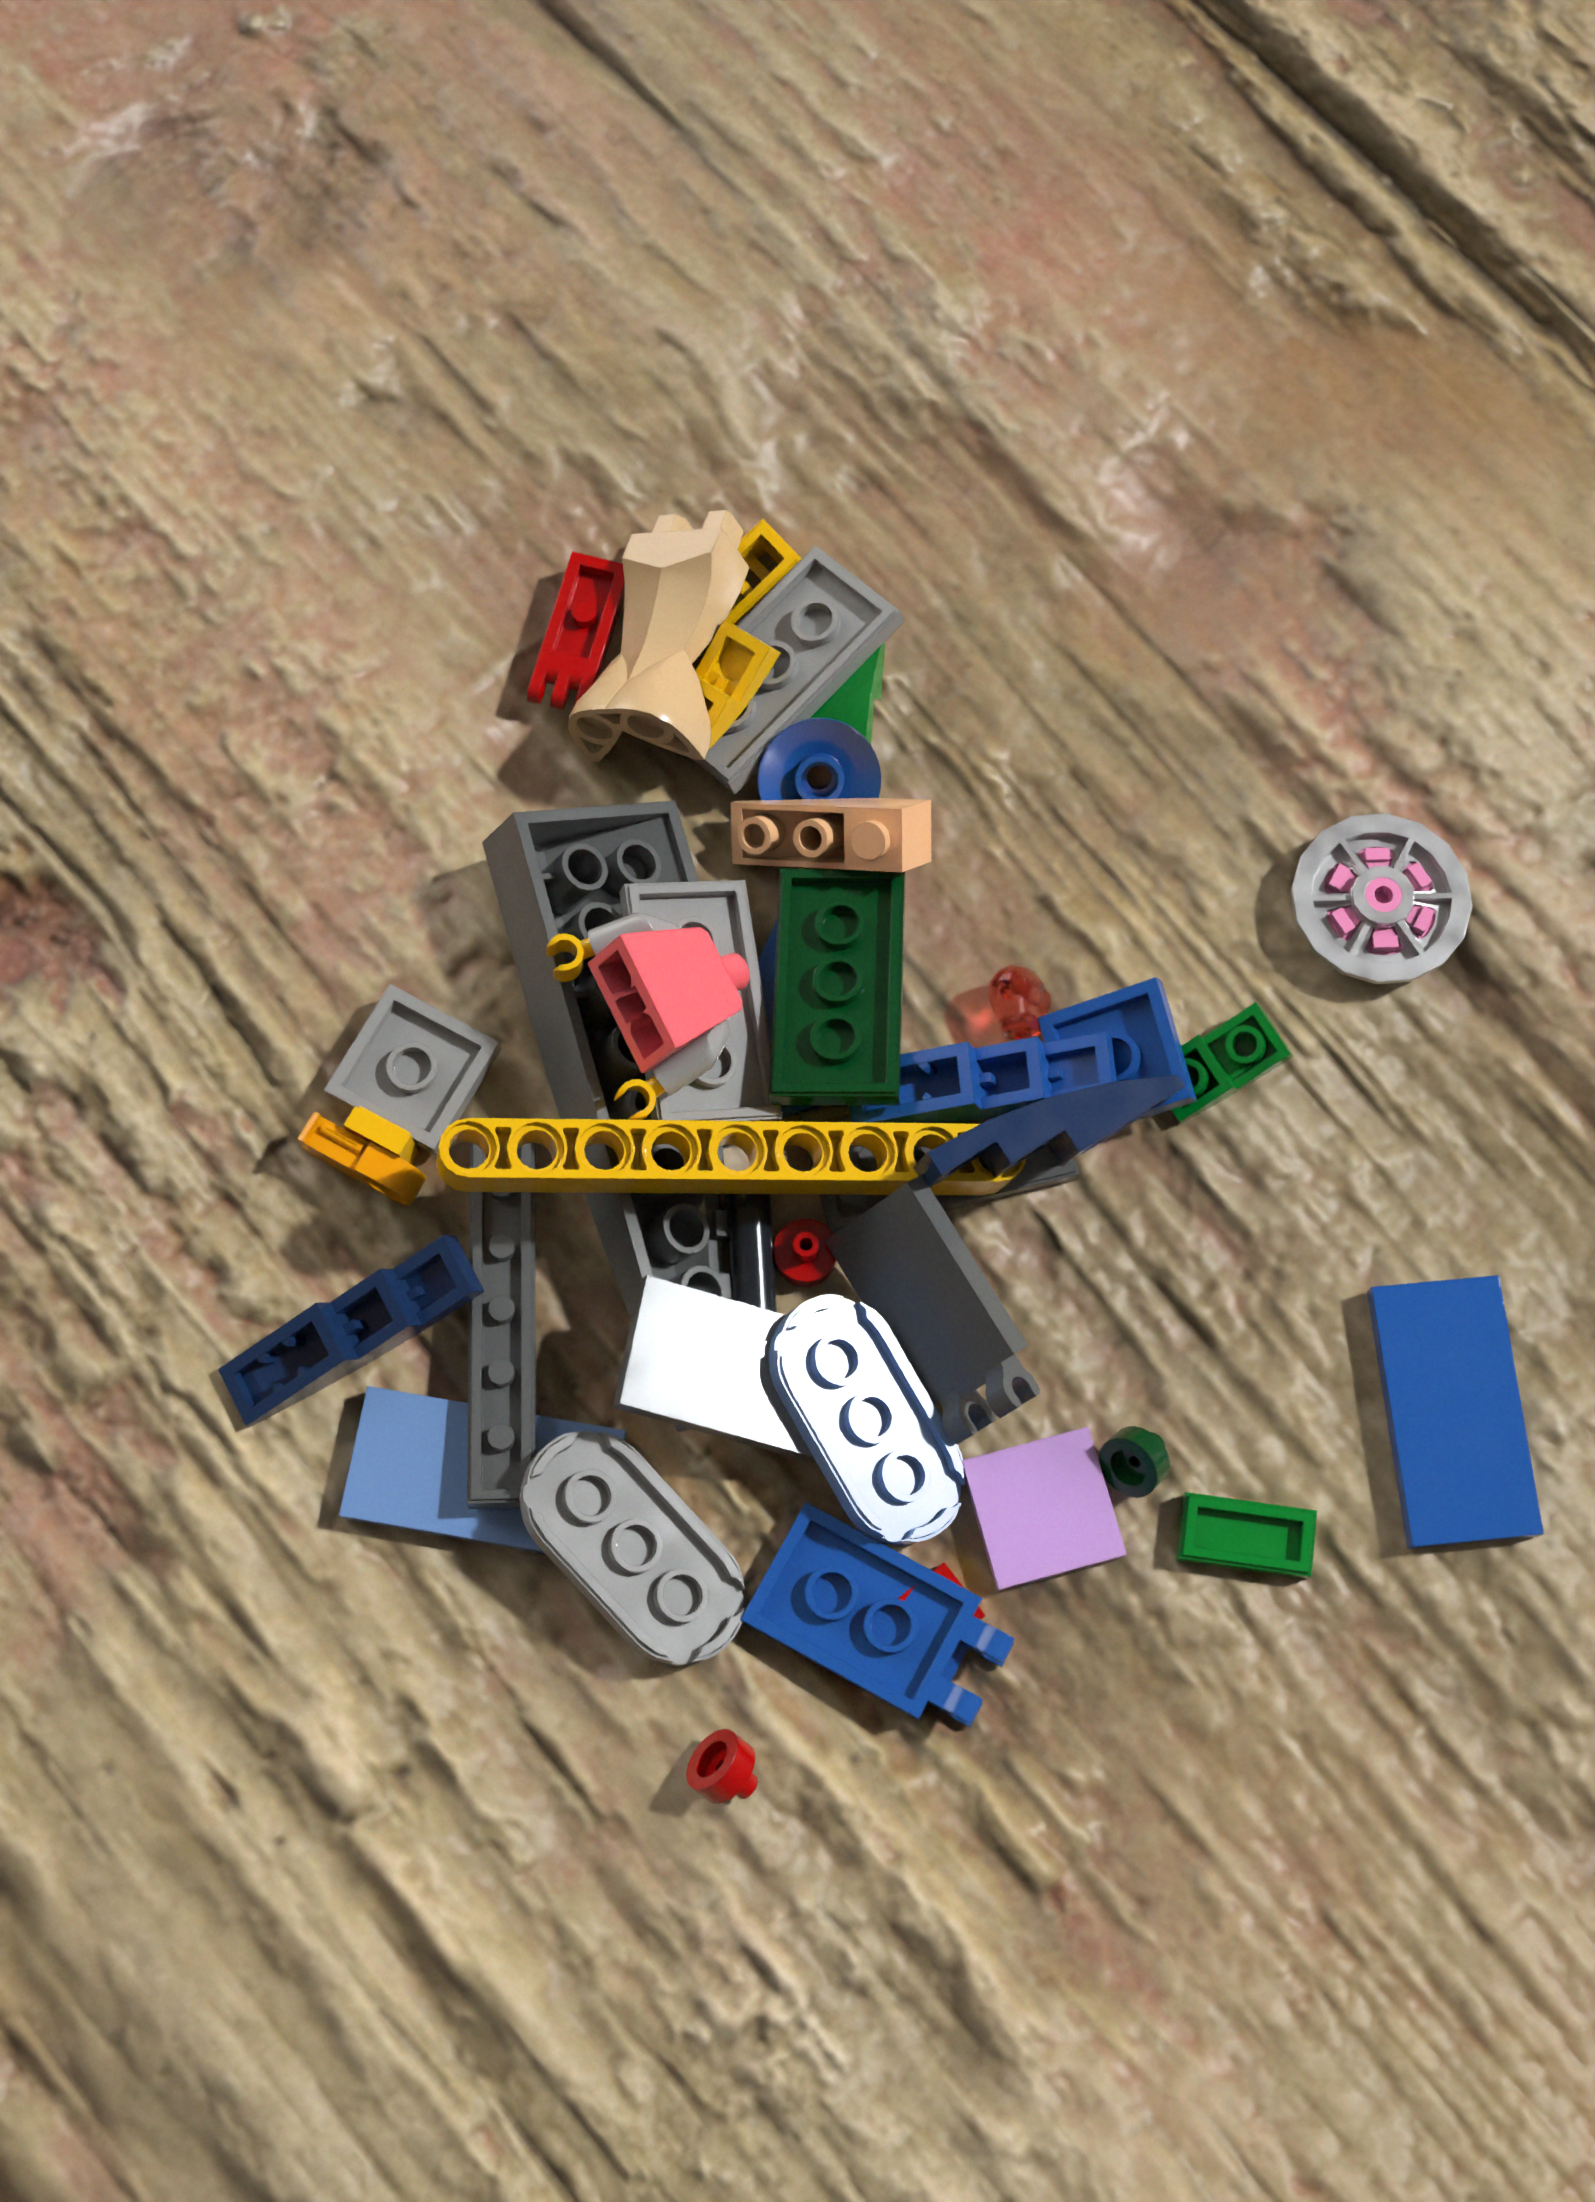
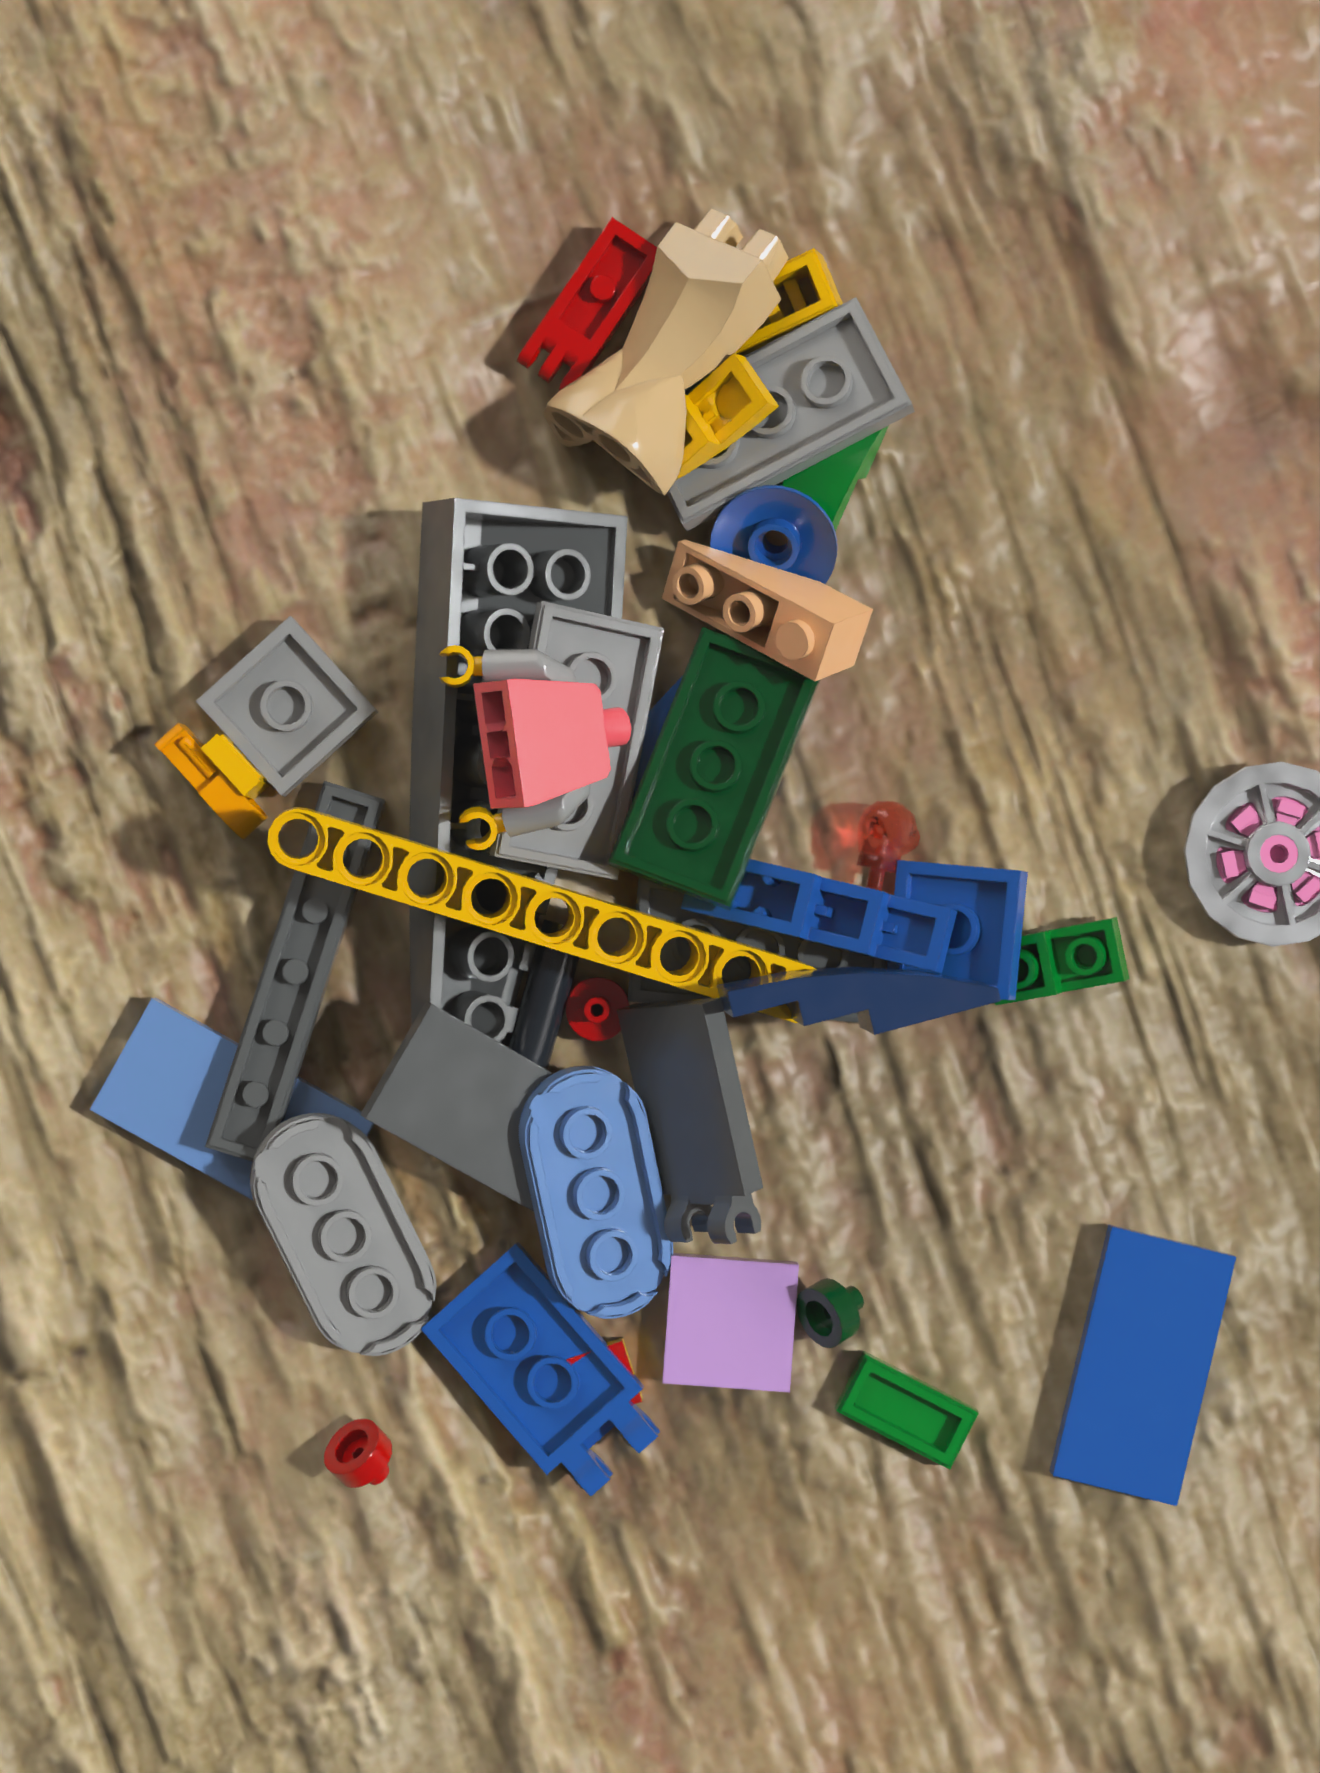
camera: 25 degrees right, 15 degrees up
(351, 1330) = (153, 941): dark blue slope -> none

